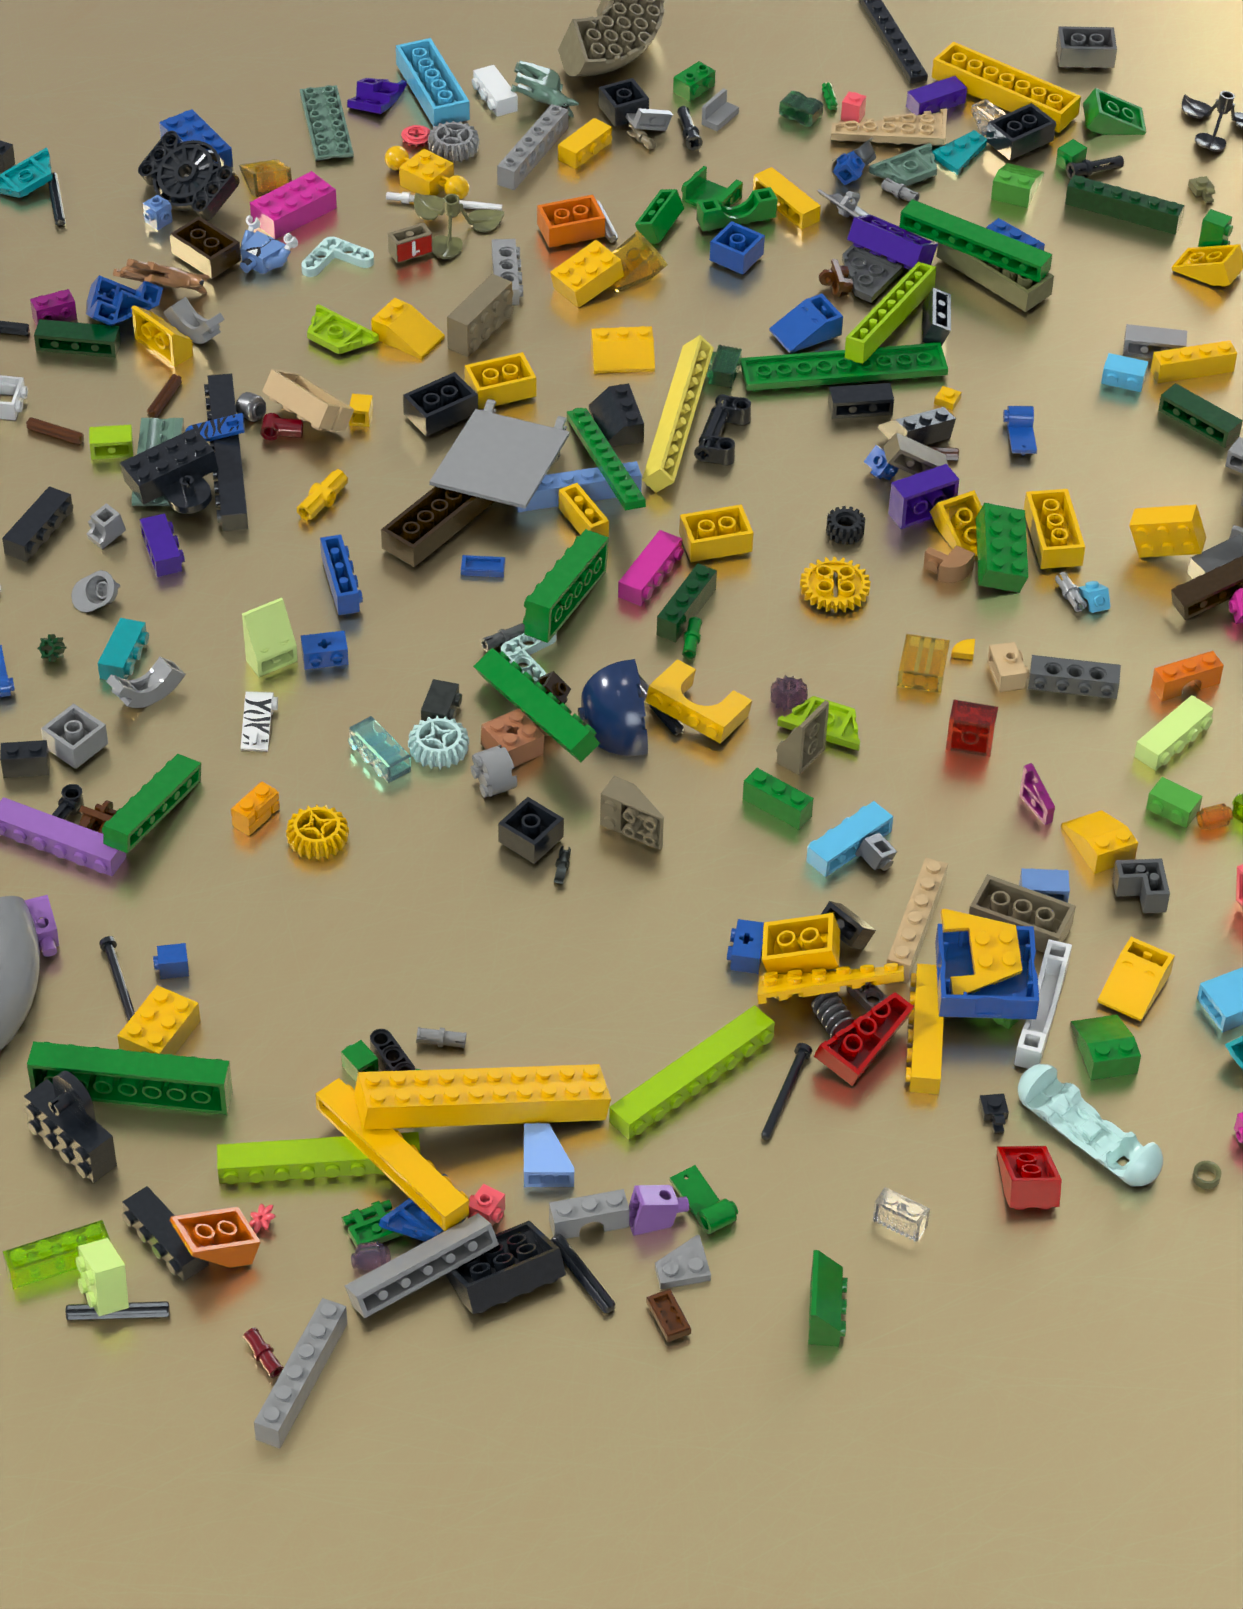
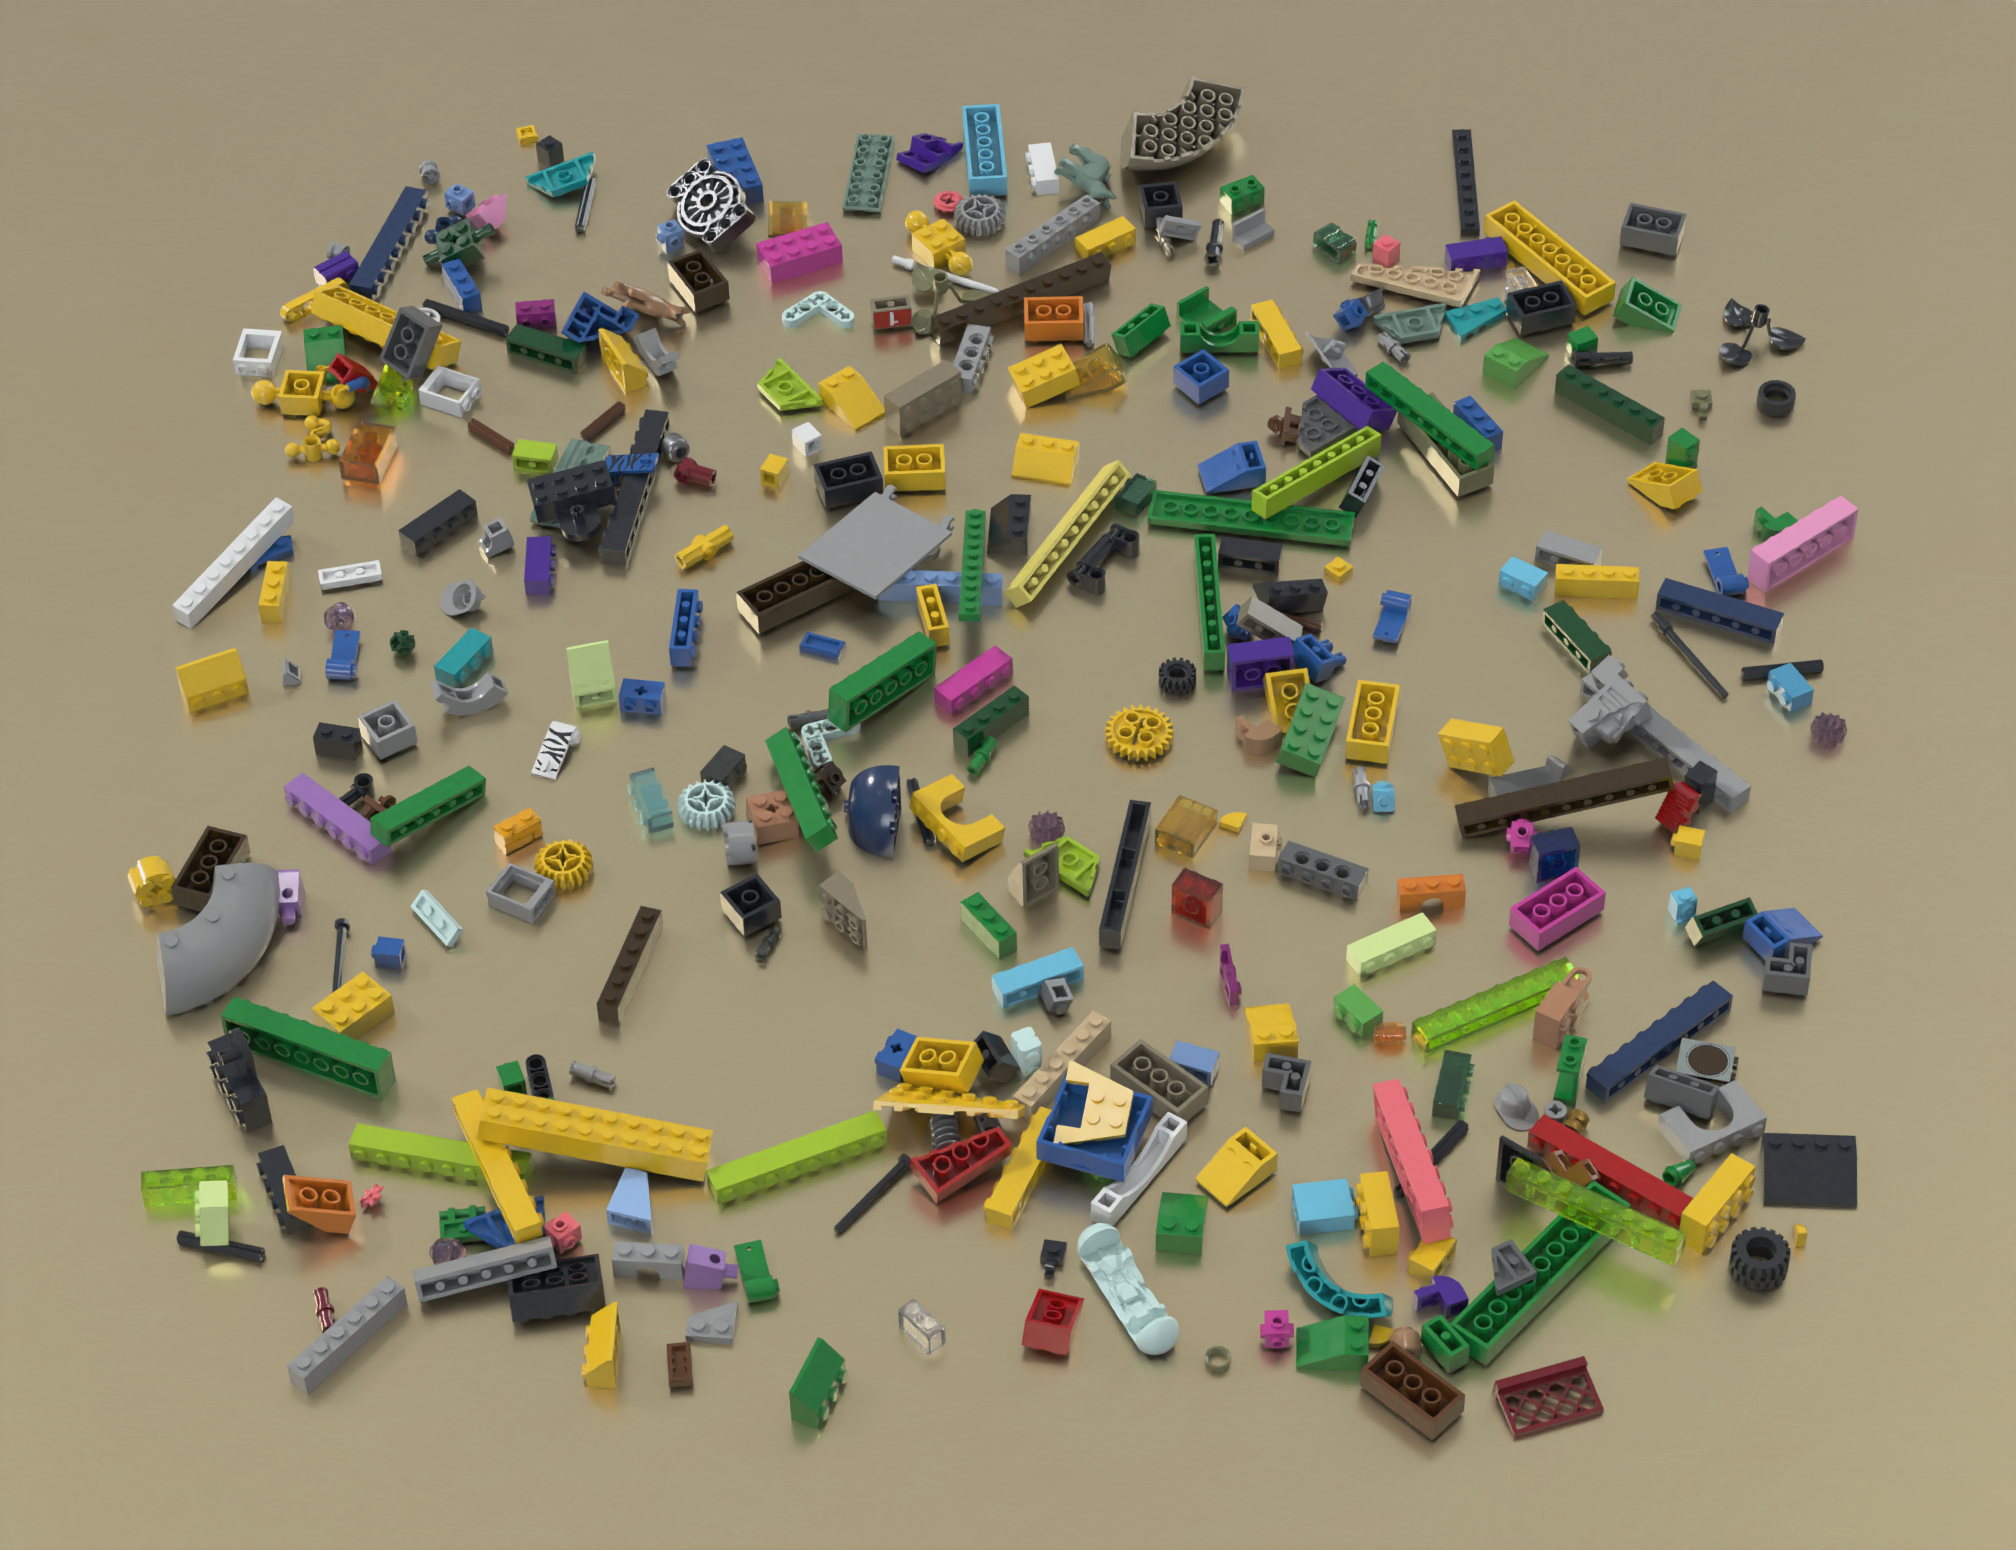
camera: 20 degrees right, 0 degrees up
(207, 914) = (437, 918): none -> light aqua plate
(262, 251) = (750, 293): medium blue torso -> none
(290, 855) = (537, 903): none -> light grey window
(307, 401) = (725, 453): tan piece -> none
(379, 375) = (807, 439): none -> white brick
(432, 918) = (629, 965): none -> dark brown brick
(523, 211) = (1010, 301): none -> dark brown brick
(583, 1317) = (603, 1348): none -> yellow slope
(584, 1275) = (626, 1320): black axle -> none
(716, 533) = (1048, 659): yellow brick -> none
(845, 450) = (1209, 602): none -> green brick
(880, 913) = (1026, 1051): none -> light aqua brick
(889, 721) = (1125, 874): none -> black brick
(973, 478) = (1316, 657): none -> blue brick

